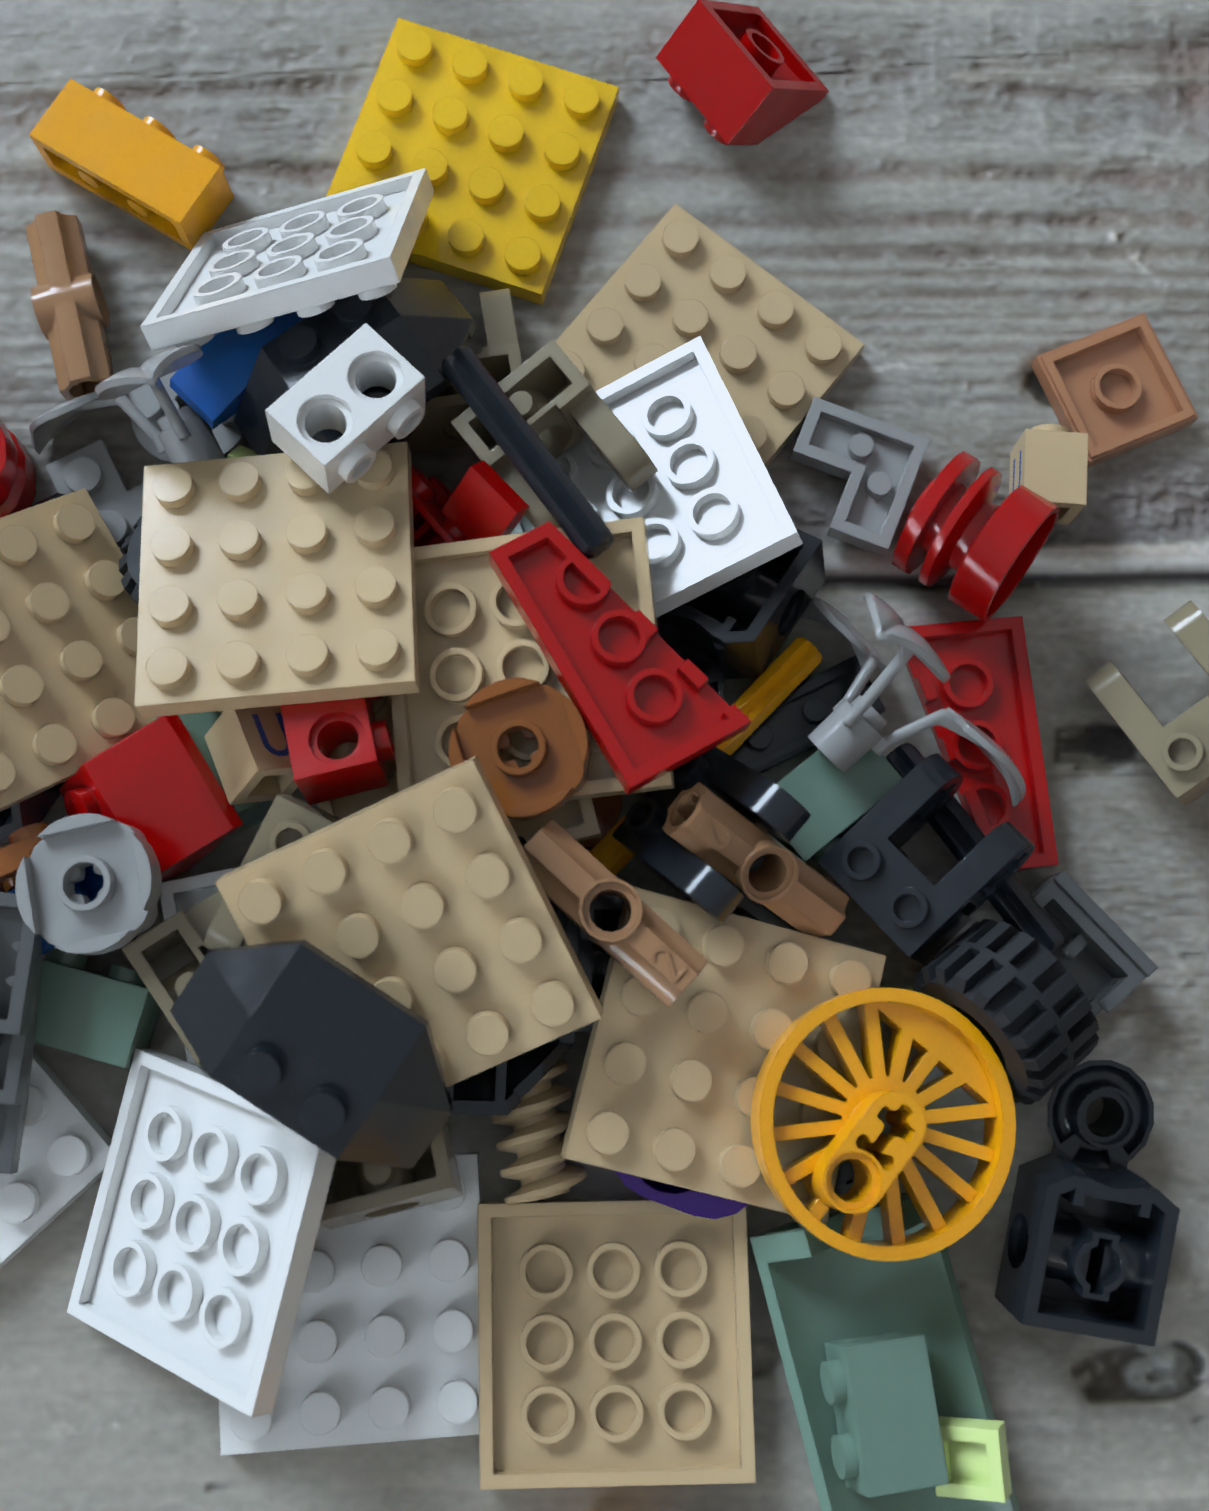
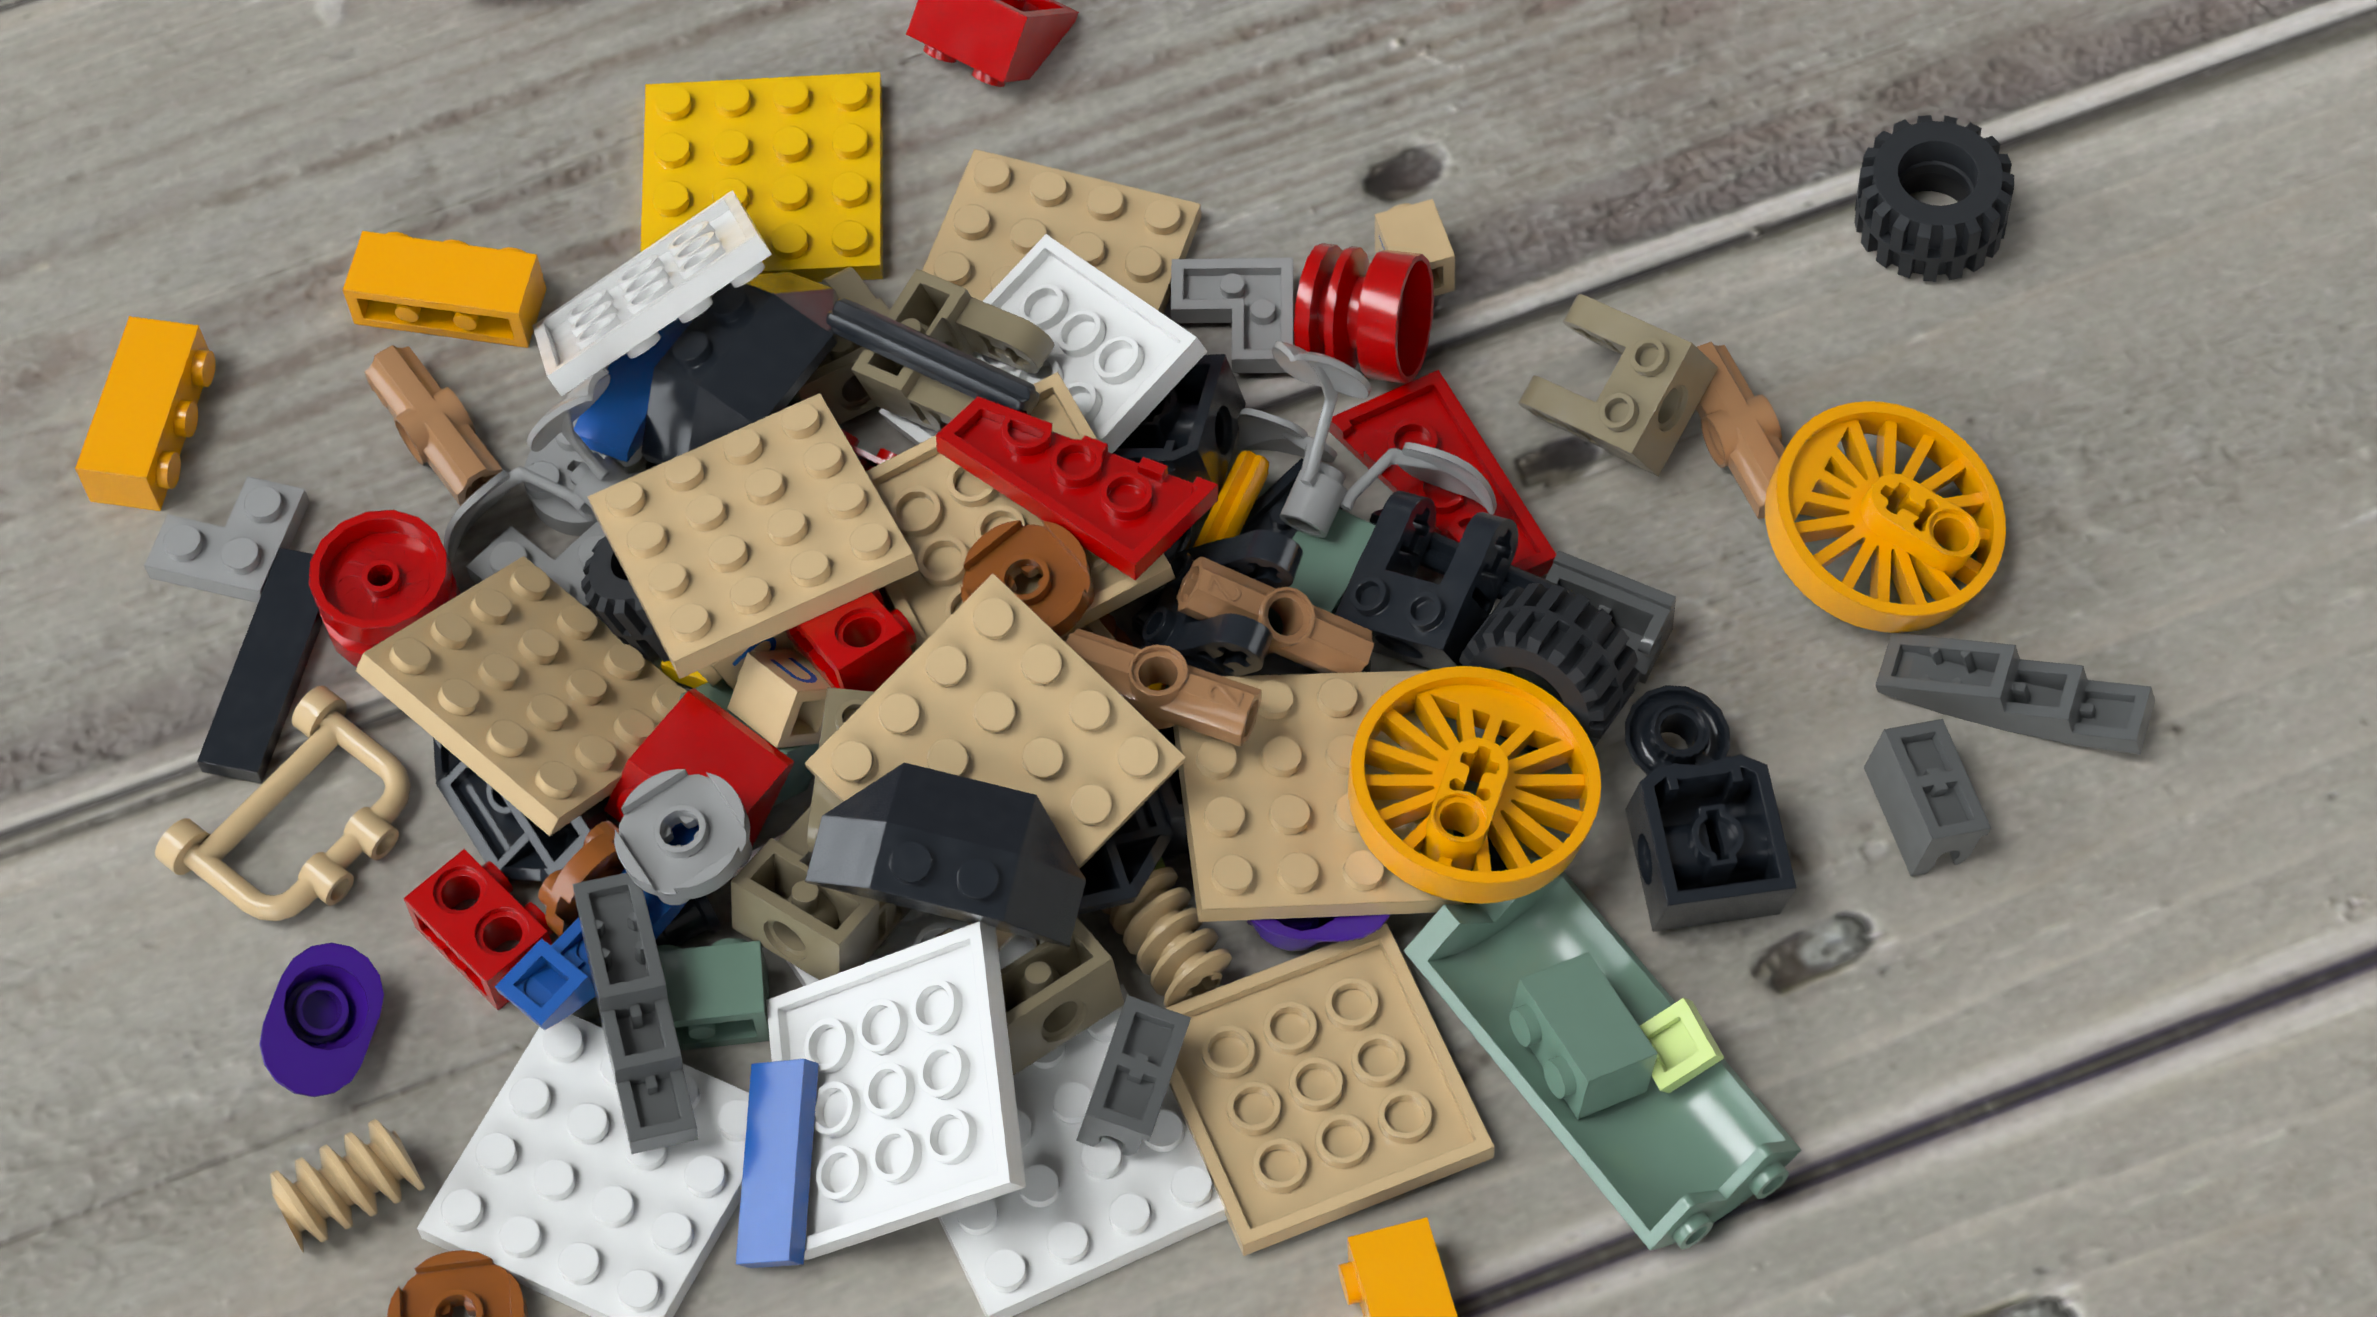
camera: 15 degrees left, 20 degrees down
(81, 1226) = (777, 1163): none -> tile
(333, 399) = (764, 373): white brick -> none
(437, 1291) = (1134, 1075): none -> dark grey hinge
(484, 504) = (908, 419): red tile -> none
(1115, 389) = (1449, 159): nougat tile -> none

